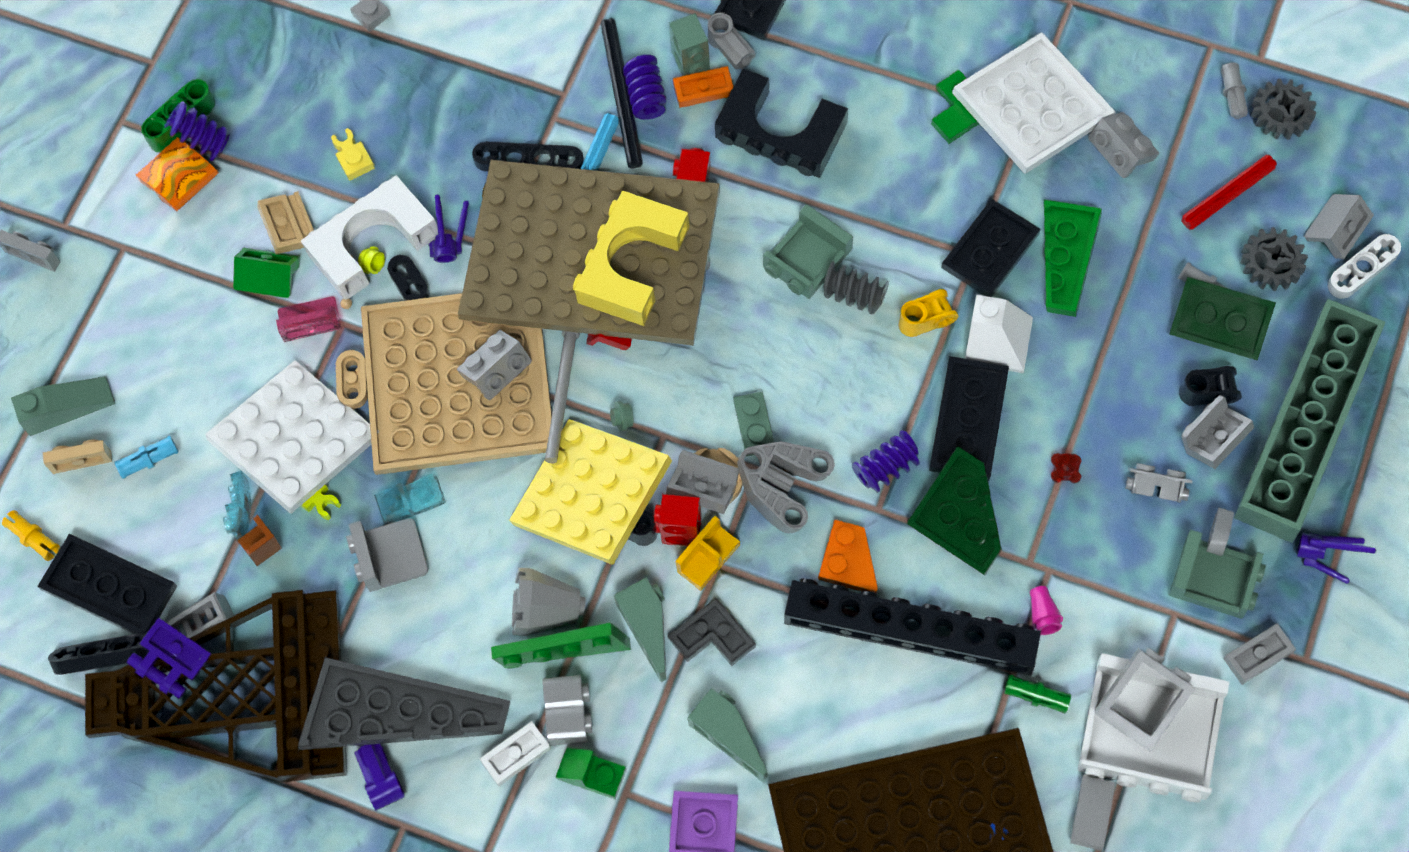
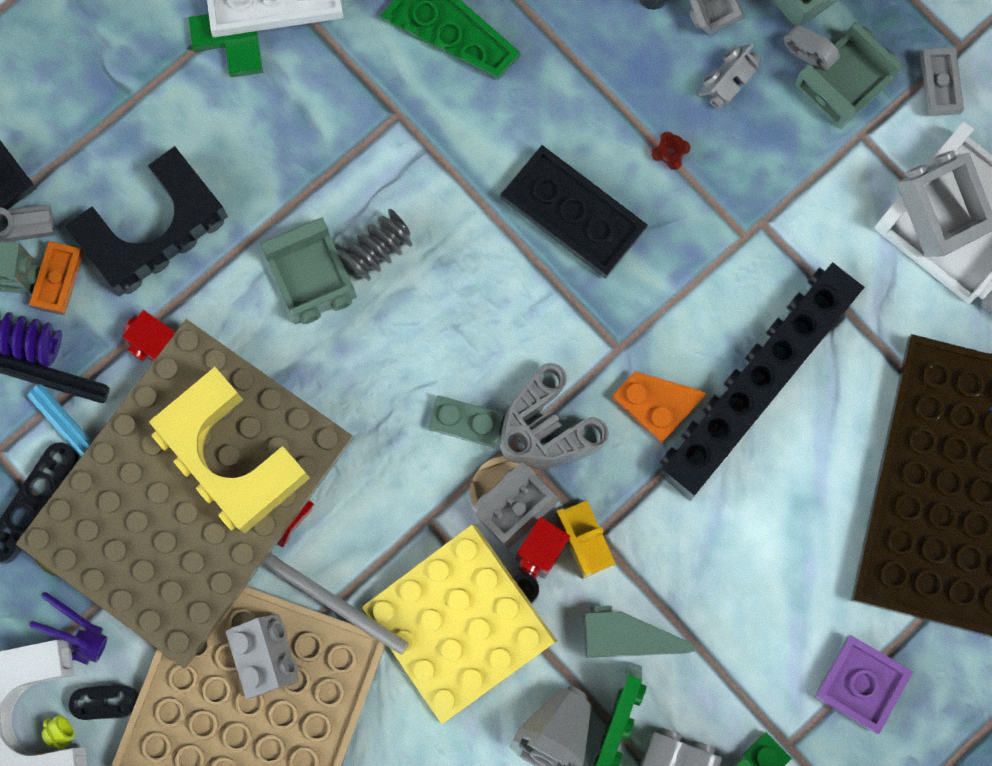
camera: 70 degrees left, 10 degrees up
(622, 415) = (388, 550): sand green plate -> none
(714, 626) = (658, 575): dark grey tile -> none
(722, 725) = (776, 612): sand green slope -> none
(887, 461) = (580, 312): dark purple piece -> none
(931, 311) = (441, 186): yellow piece -> none
(961, 512) = (670, 271): dark green plate -> none
(990, 248) = (404, 94): black plate -> none
(999, 333) = (500, 138): white slope -> none
(1037, 694) = (883, 299): green pin -> none
(1044, 611) = (805, 248): dark pink cone -> none

